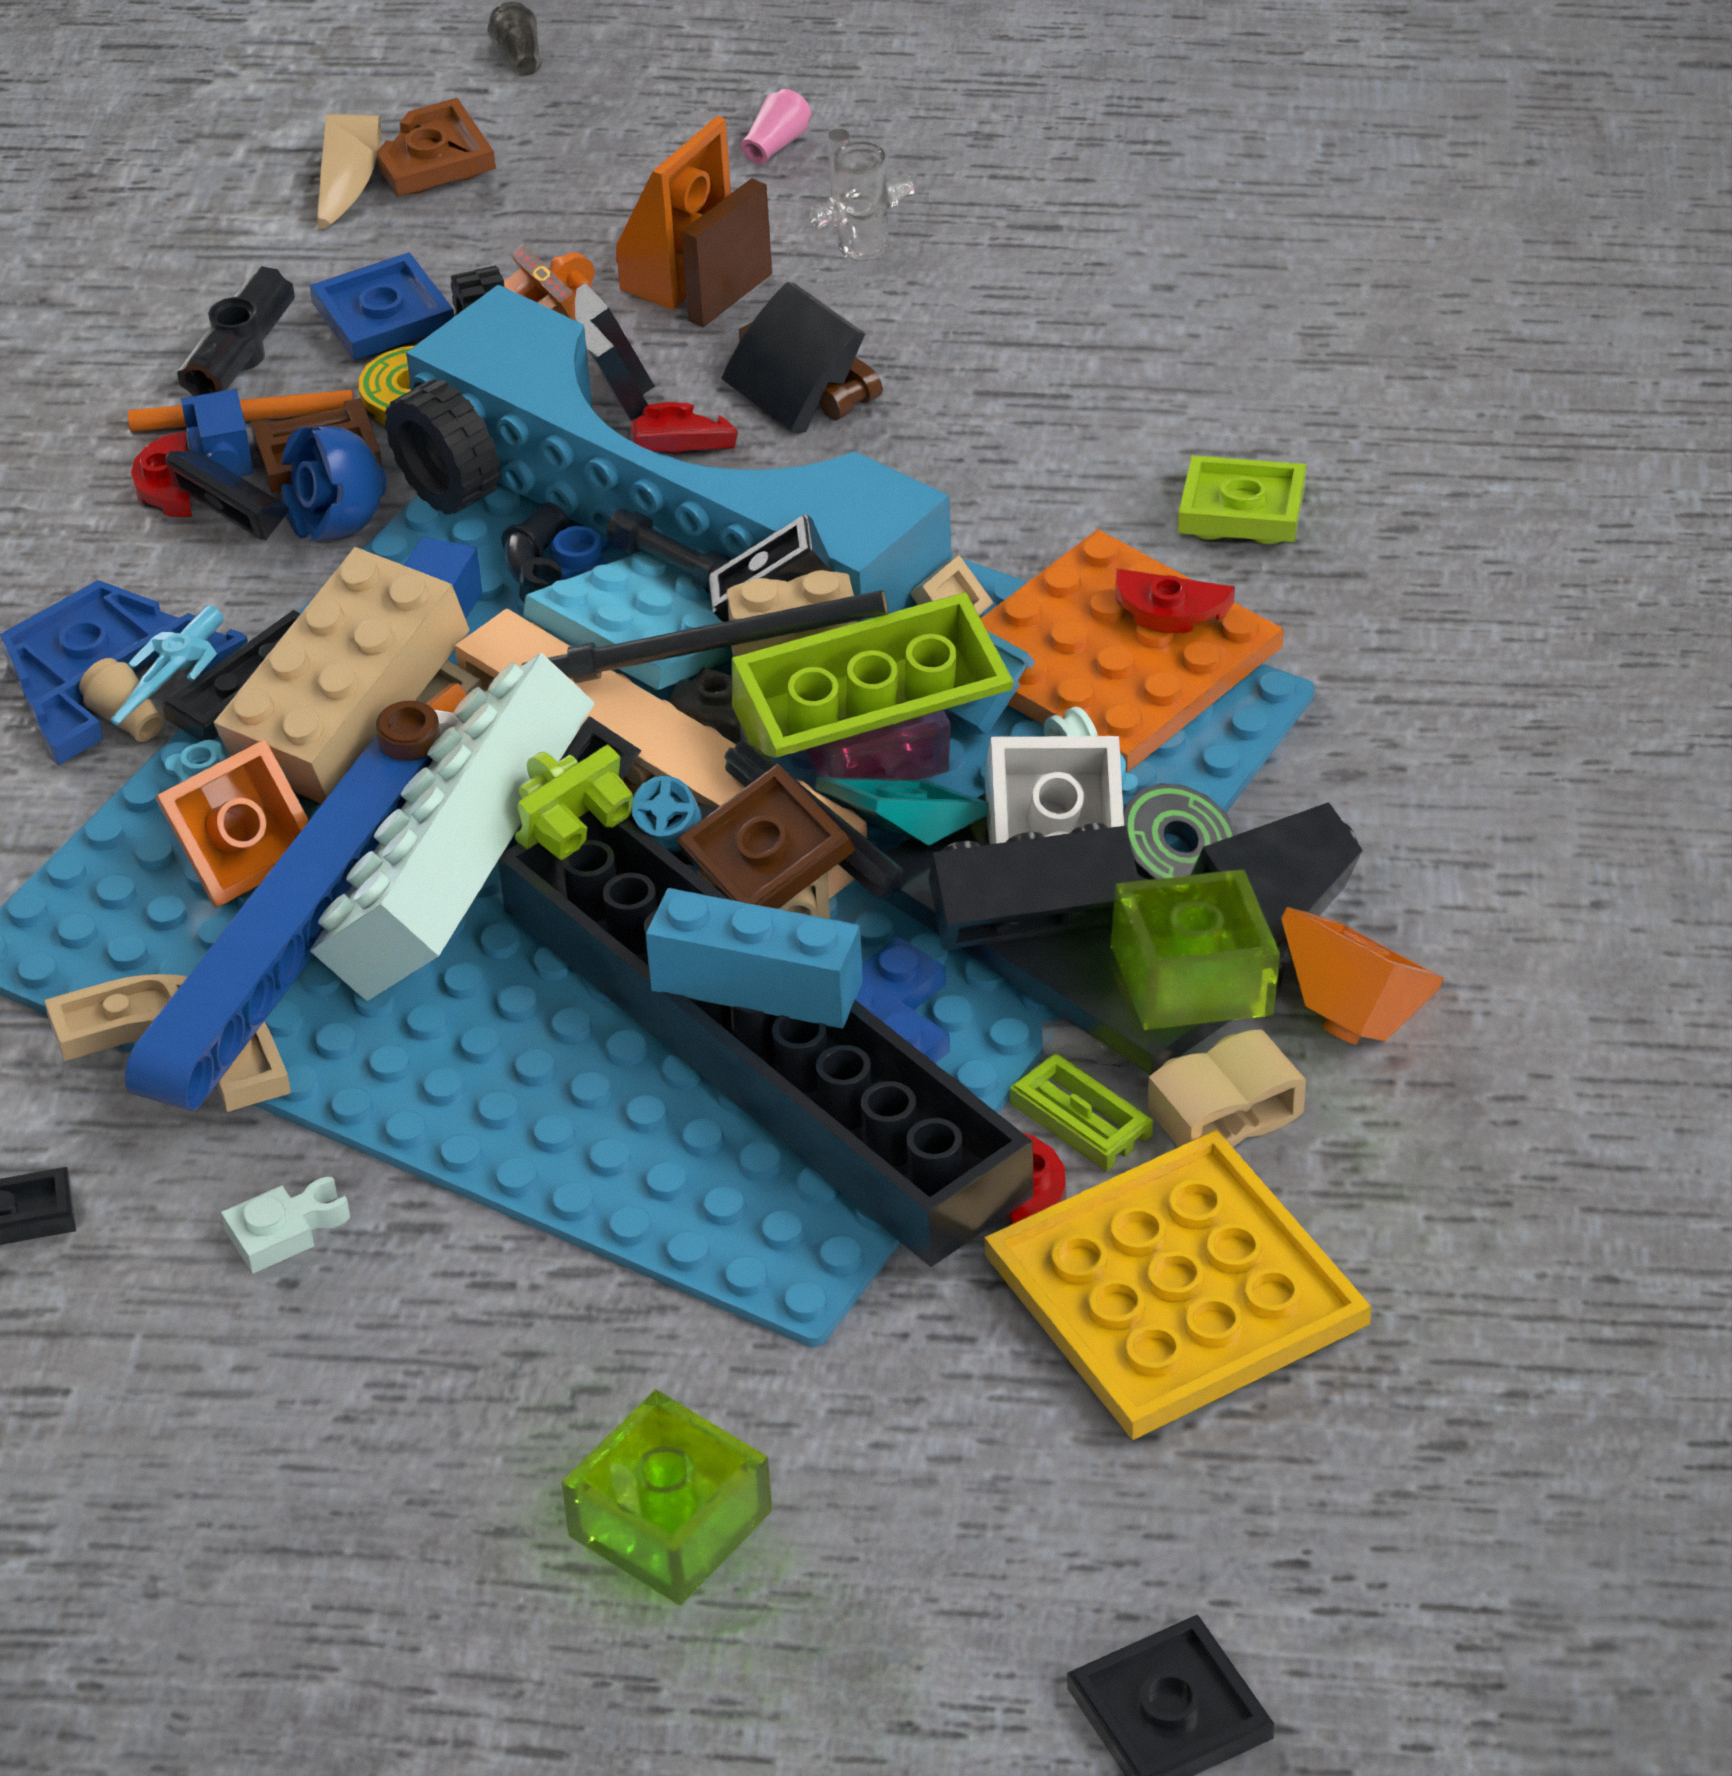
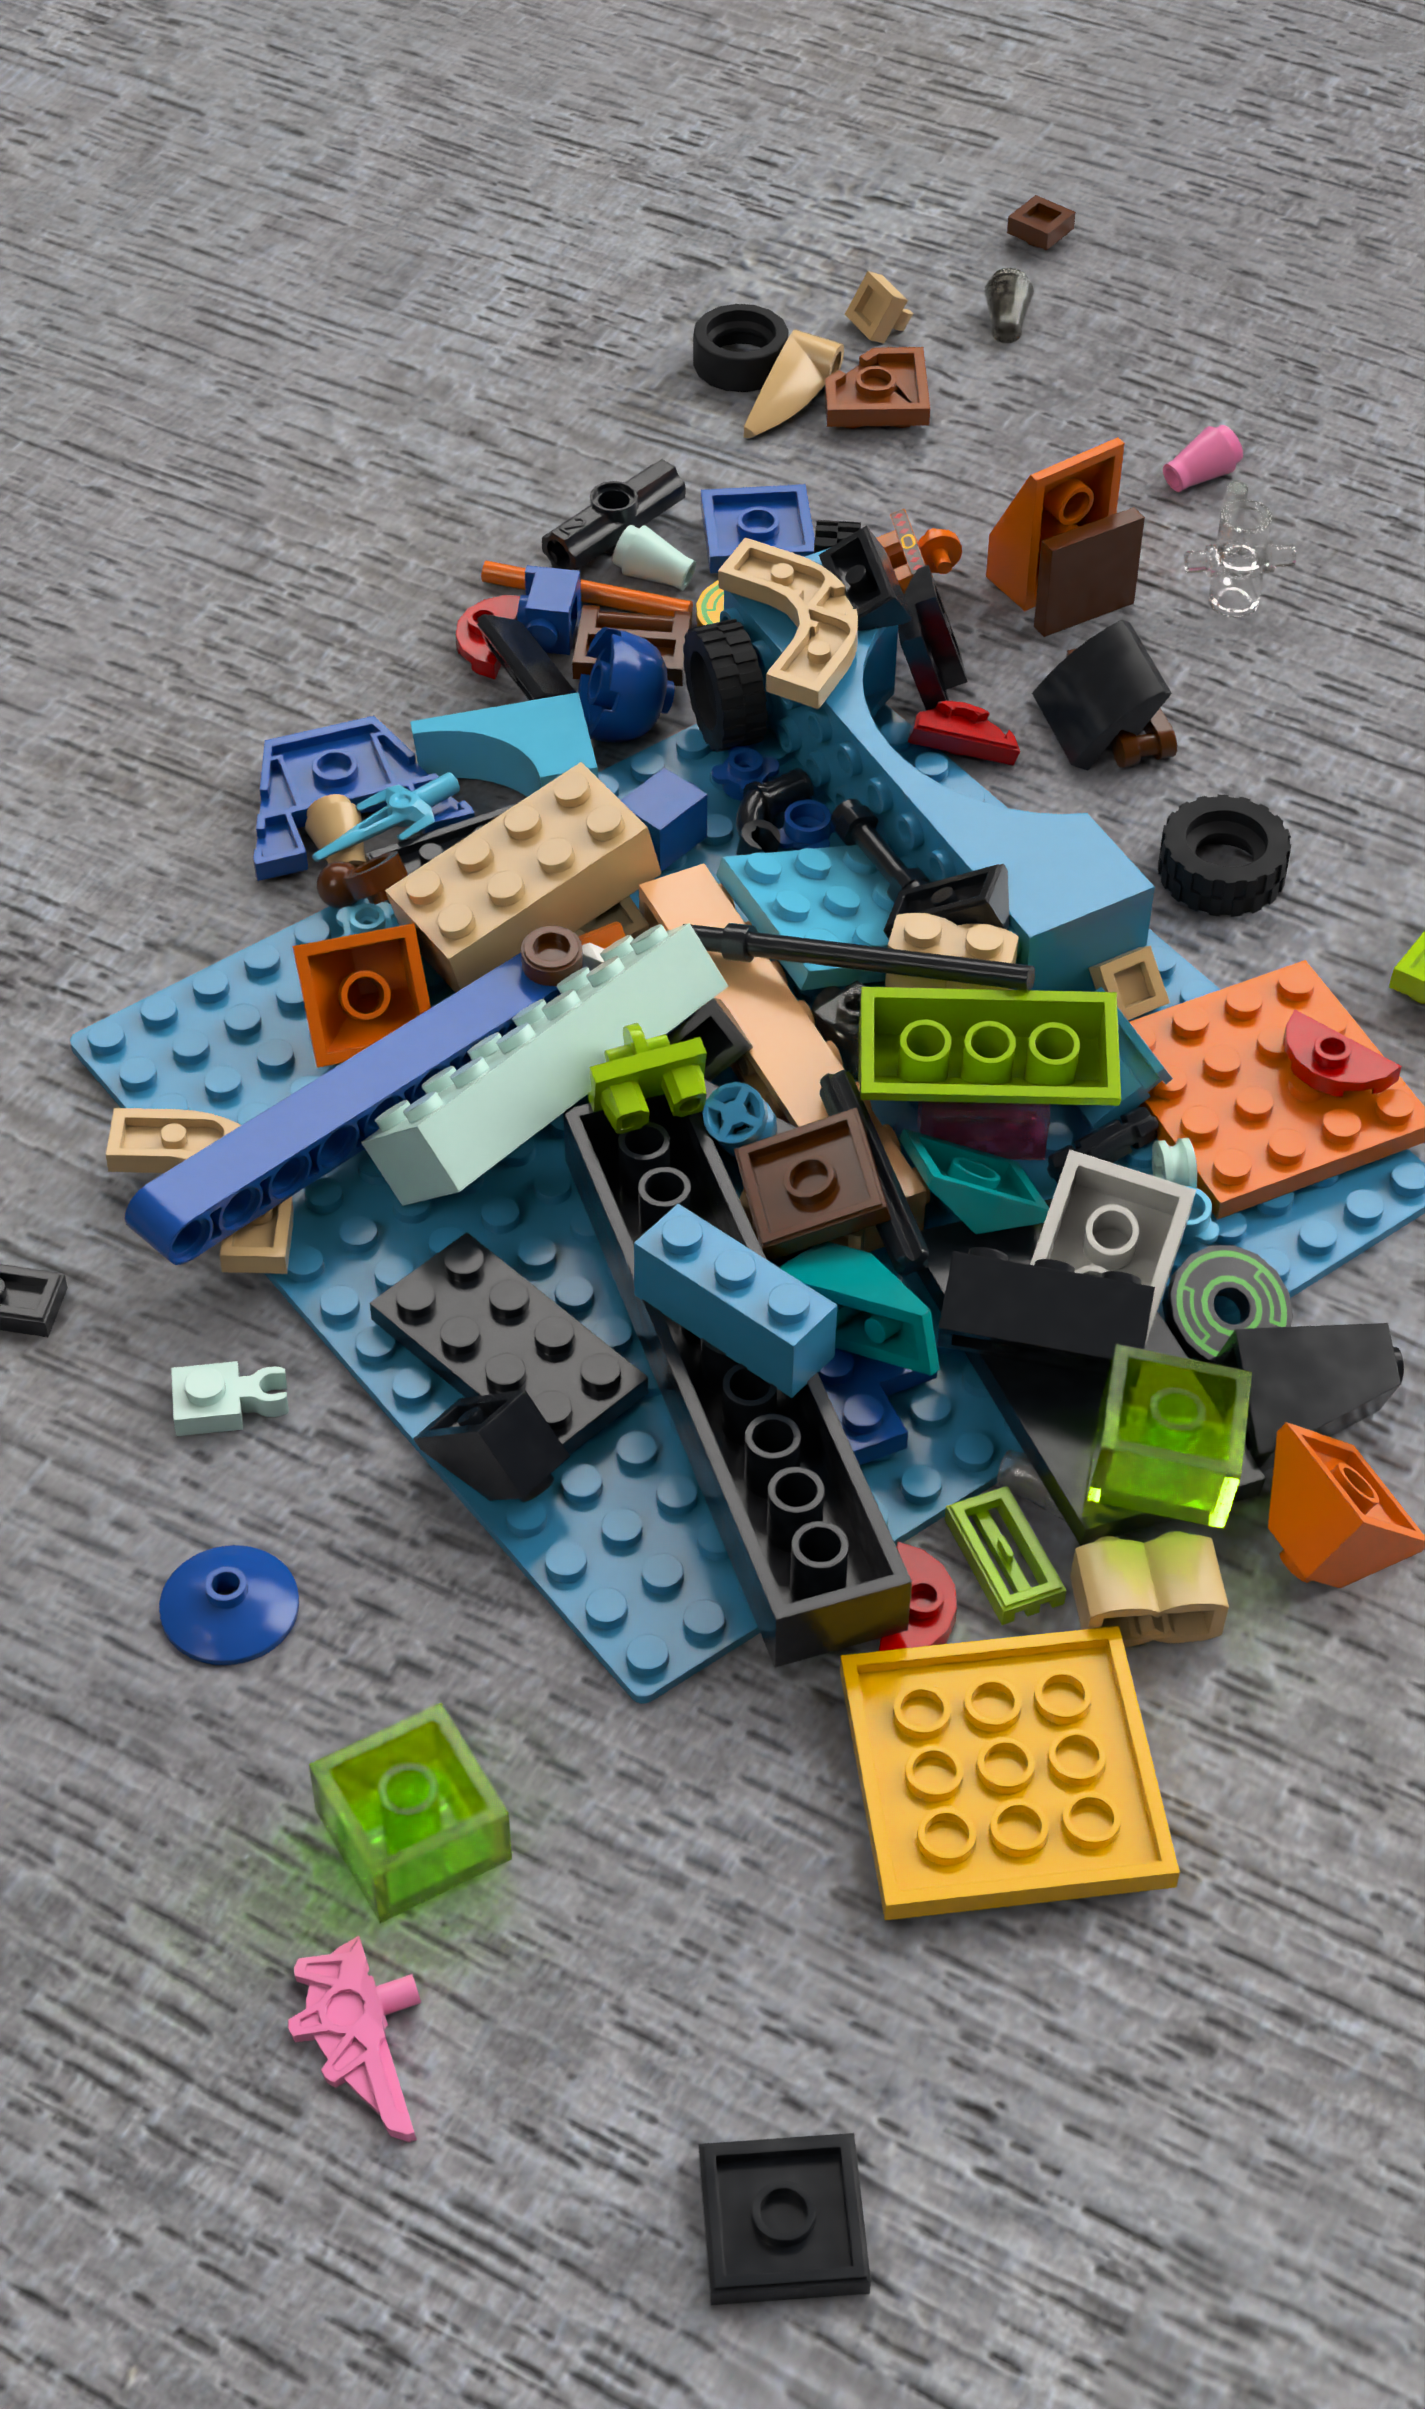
camera: 20 degrees right, 5 degrees up
(191, 719) = (344, 884): none -> reddish brown plate
(264, 562) = (508, 744): none -> medium azure arch
(271, 125) = (737, 325): none -> black tyre
(293, 361) = (651, 558): none -> light aqua cone
(386, 1397) = (234, 1625): none -> blue dish
(392, 74) = (878, 308): none -> tan tile
(488, 521) = (742, 768): none -> blue plate
(506, 338) = (816, 605): none -> tan plate
(539, 1087) = (501, 1334): none -> plate
(542, 311) = (868, 580): none -> black slope
(578, 1167) = (496, 1445): none -> black slope
(696, 1696) = (349, 2025): none -> bright pink piece
(895, 932) = (874, 1308): none -> teal slope
(977, 435) = (1216, 887): none -> black tyre
(1016, 720) = (1110, 1141): none -> black axle

